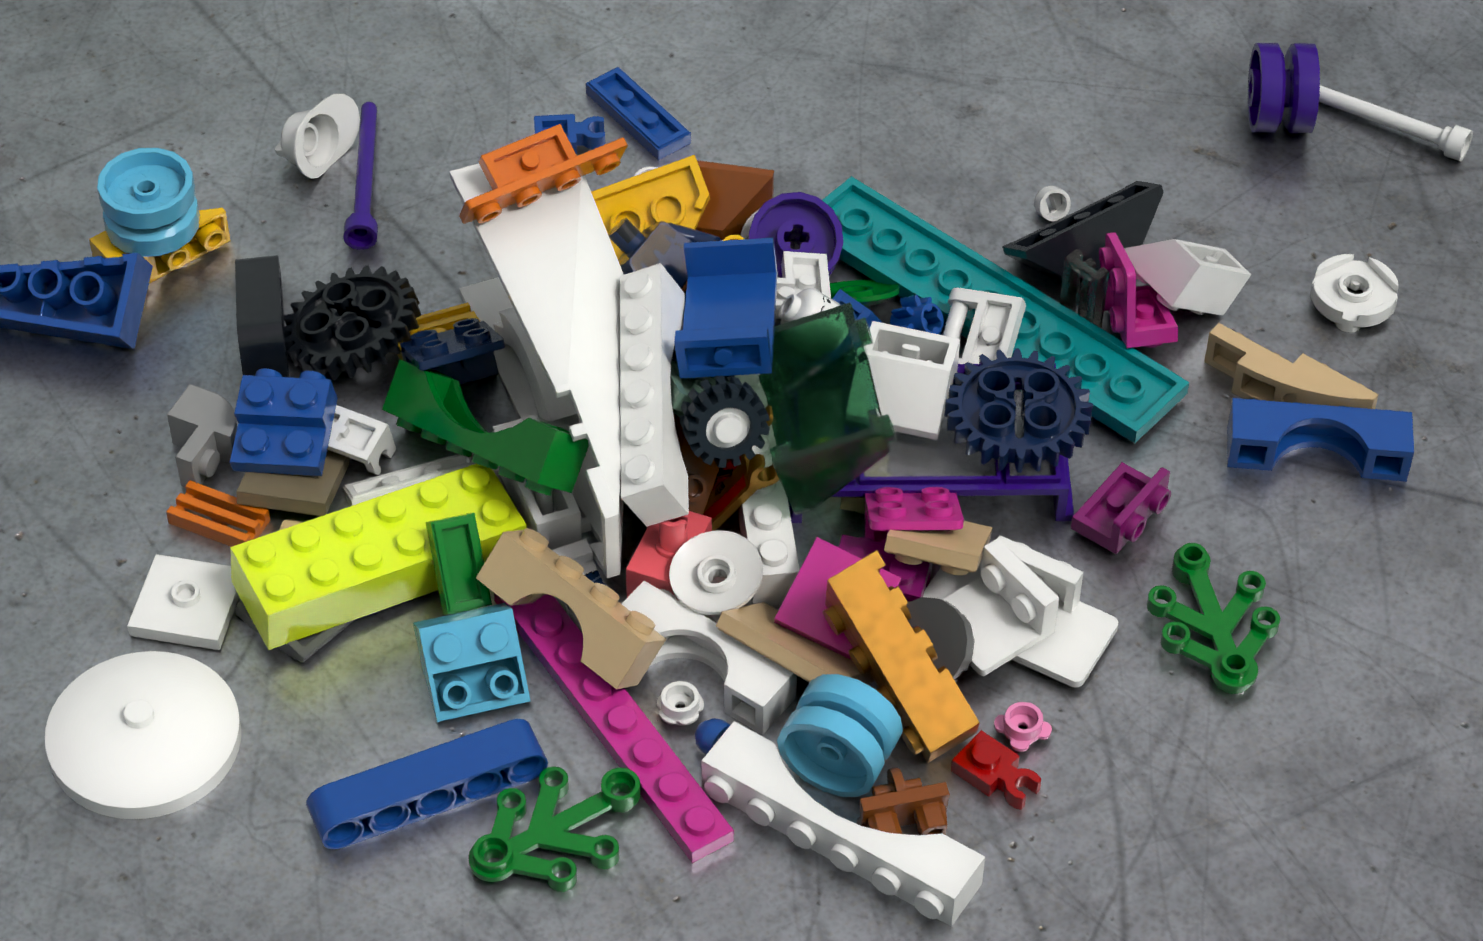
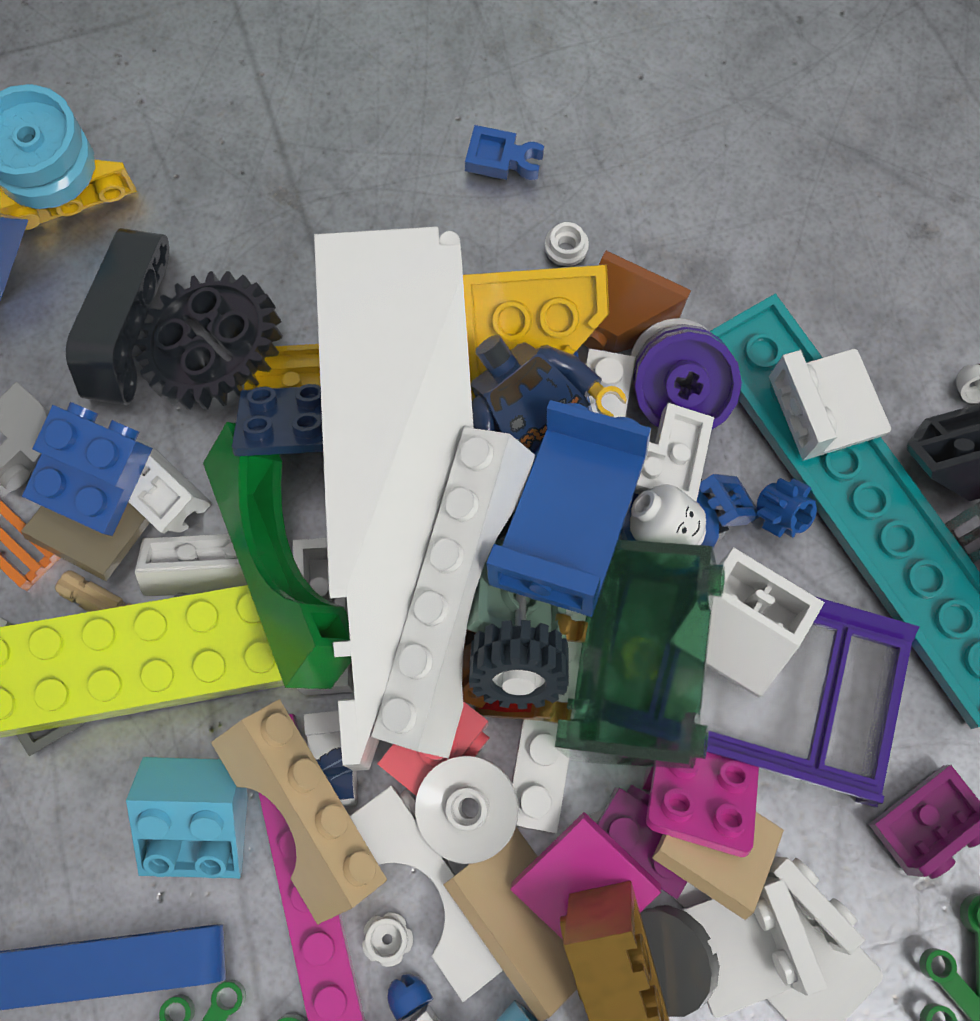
camera: 15 degrees right, 25 degrees up
(321, 135) = (253, 93): white piece -> none
(361, 227) = (261, 216): dark purple piece -> none
(457, 562) = (200, 708): green tile -> none
(534, 165) = (402, 265): orange bracket -> none
(638, 113) = (584, 144): blue tile -> none
(866, 291) = (741, 451): green dish -> none
(922, 235) = (828, 402): none -> white bracket
(993, 325) = (859, 558): white plate -> none
(1052, 410) = (904, 709): dark blue gear -> none

